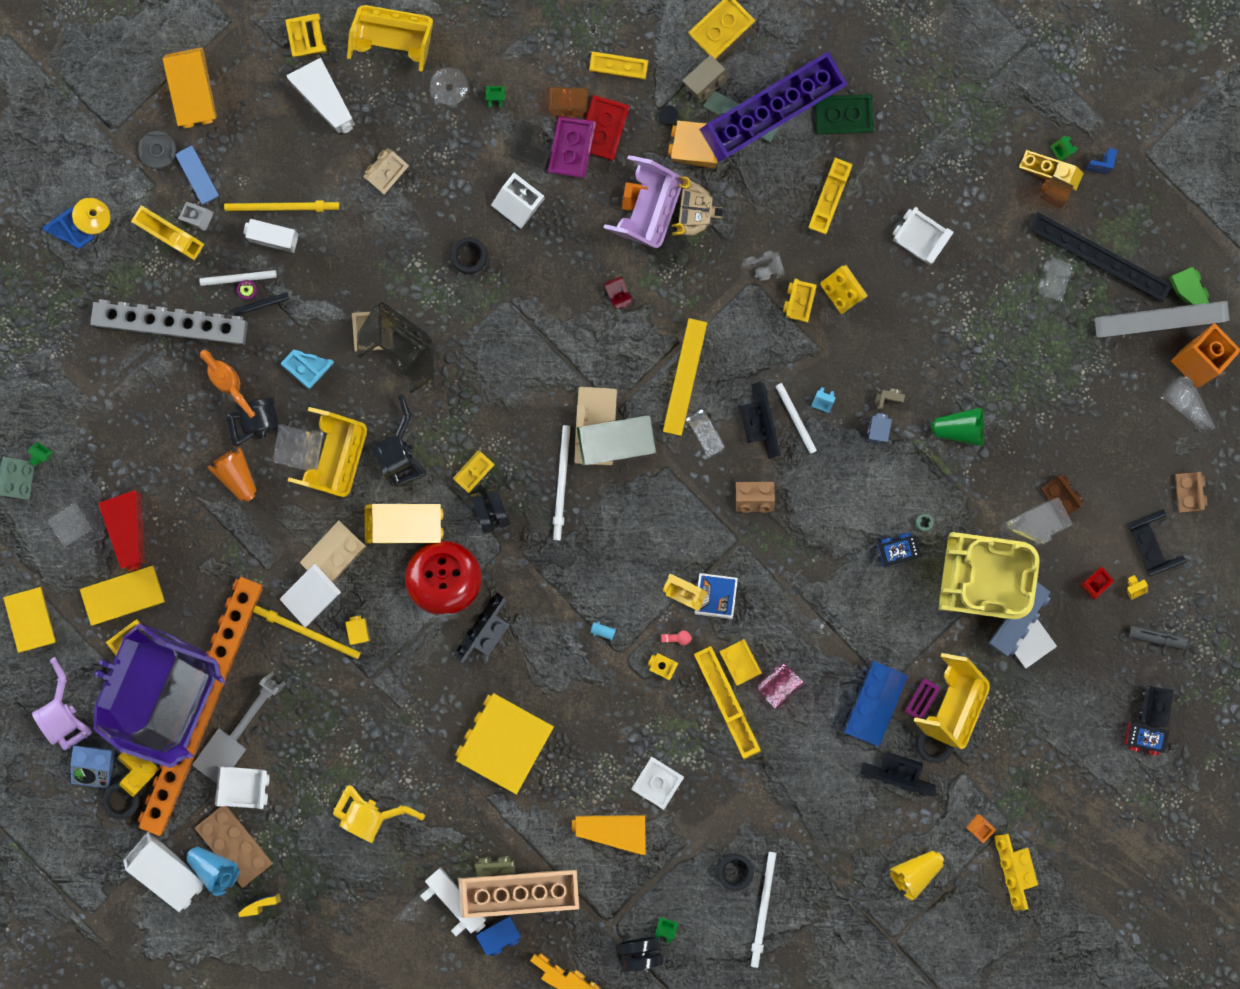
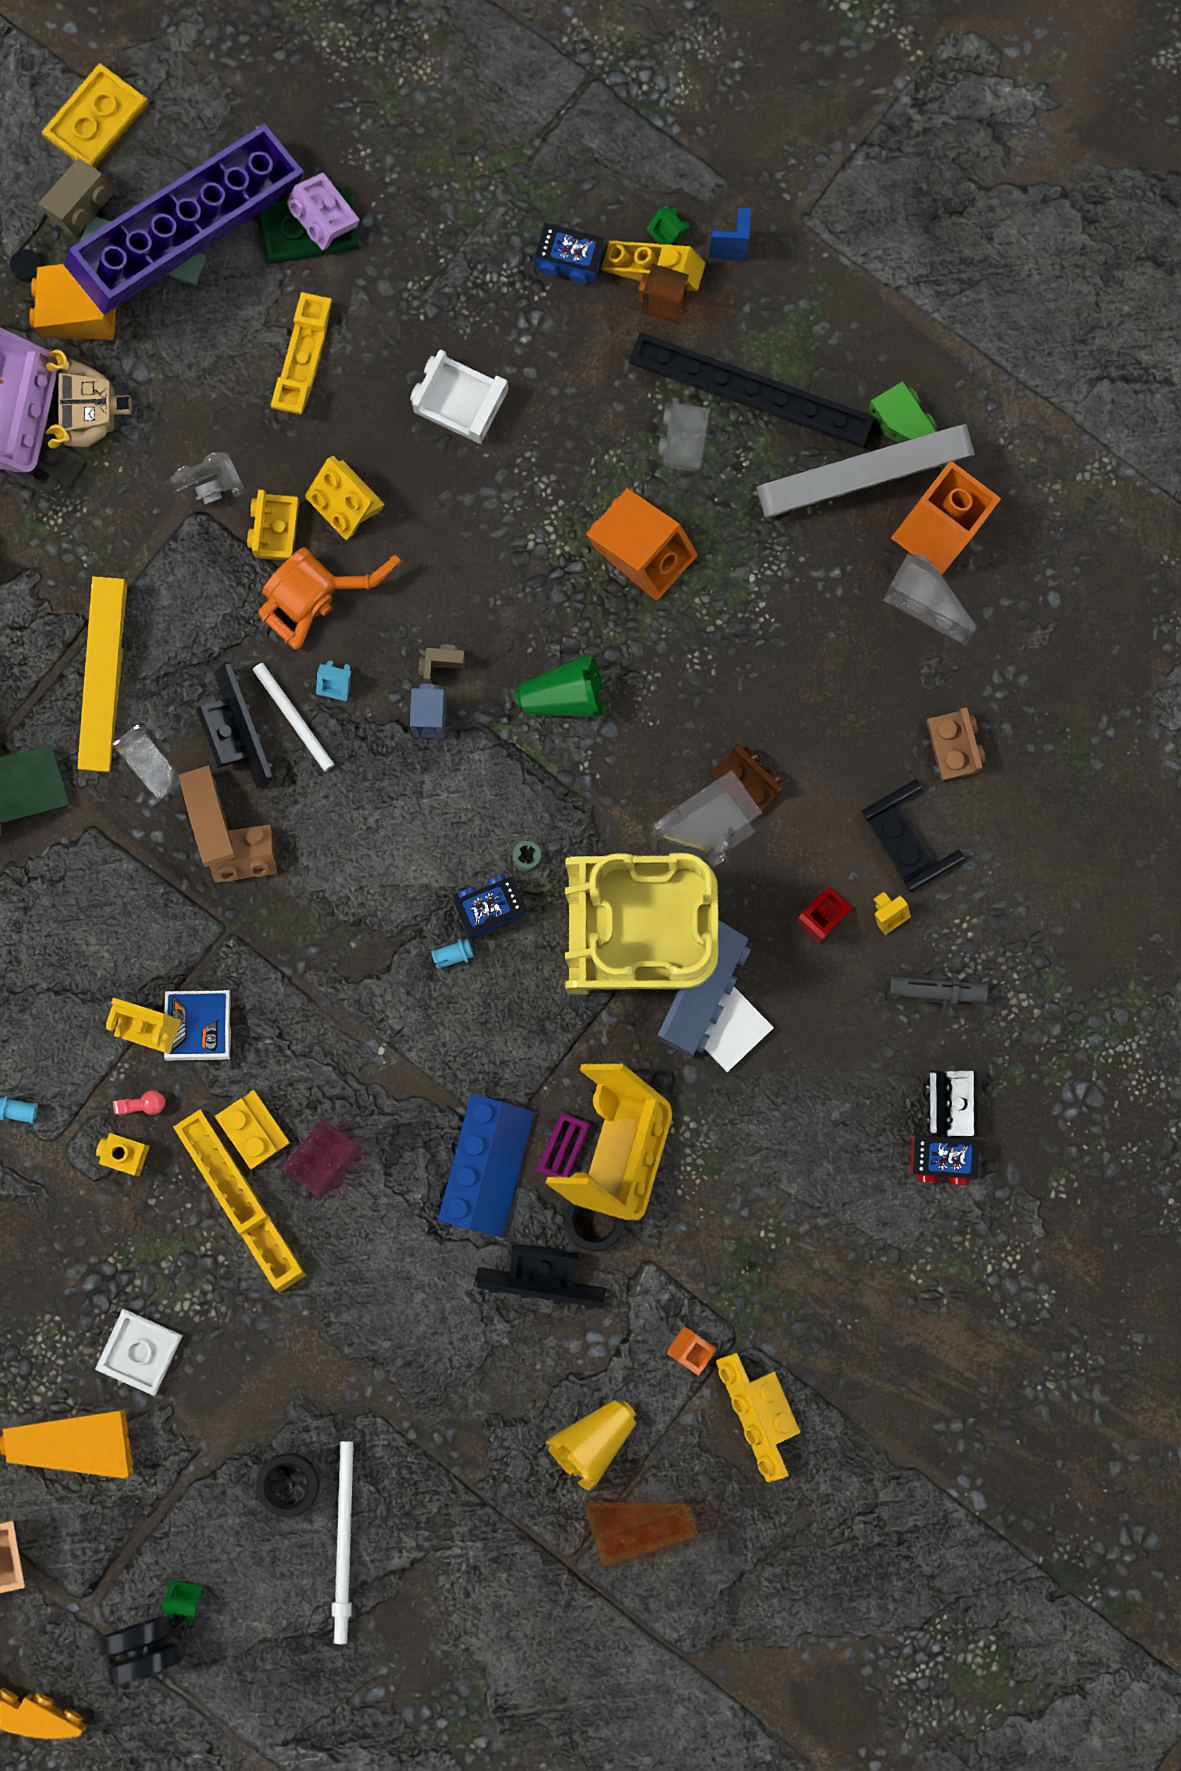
camera: 10 degrees left, 5 degrees down
(738, 472) = (206, 816): none -> medium nougat slope
(813, 343) = (304, 591): none -> orange piece
(854, 108) = (321, 210): none -> lavender bracket
(872, 575) = (453, 954): none -> medium azure pin
(936, 927) = (638, 1529): none -> clear orange wedge
(1001, 156) = (569, 253): none -> brick
(1020, 342) = (642, 543): none -> orange slope

